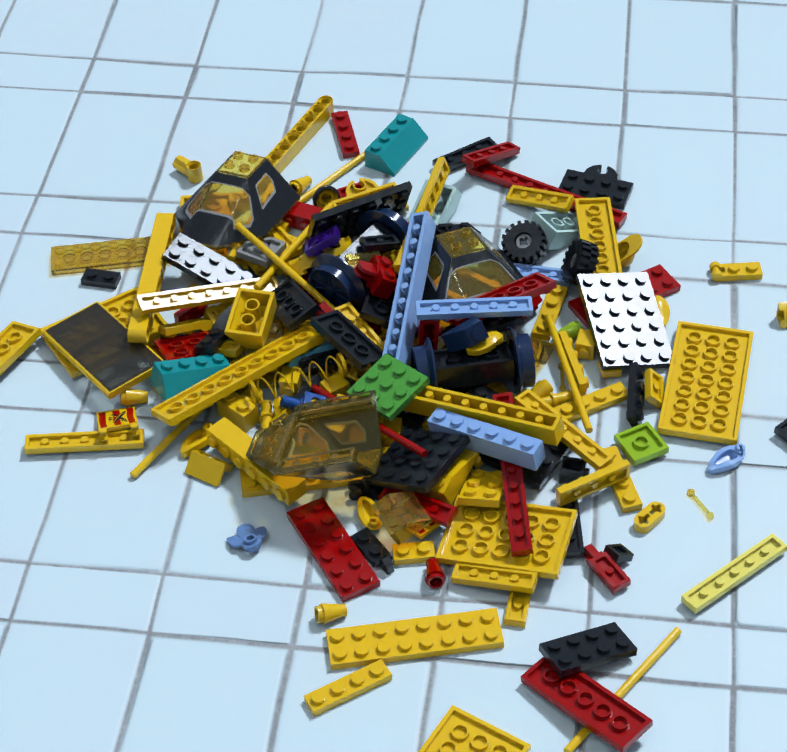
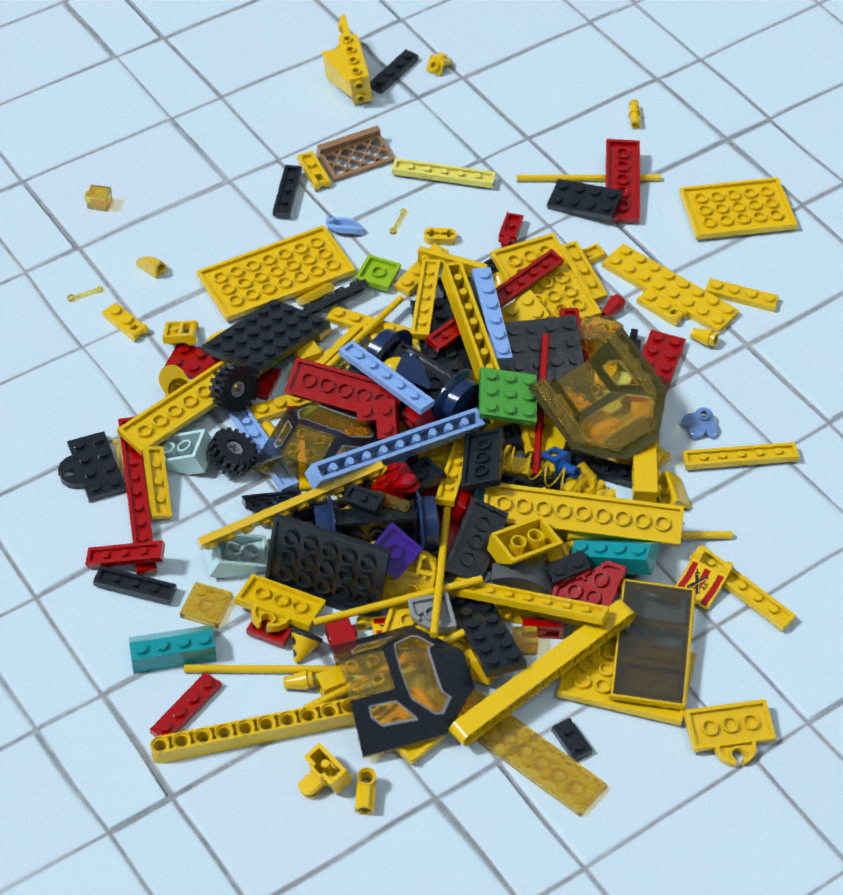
camera: 135 degrees left, 5 degrees up
(187, 535) = (740, 455): none -> yellow plate
(216, 154) = (324, 772): none -> yellow brick
(397, 611) = (661, 307): none -> yellow plate
(415, 174) = (206, 605): none -> clear yellow plate
(455, 289) = (382, 412): none -> red brick
(619, 553) = (490, 230): black plate -> none
(689, 282) = (175, 333): none -> yellow plate

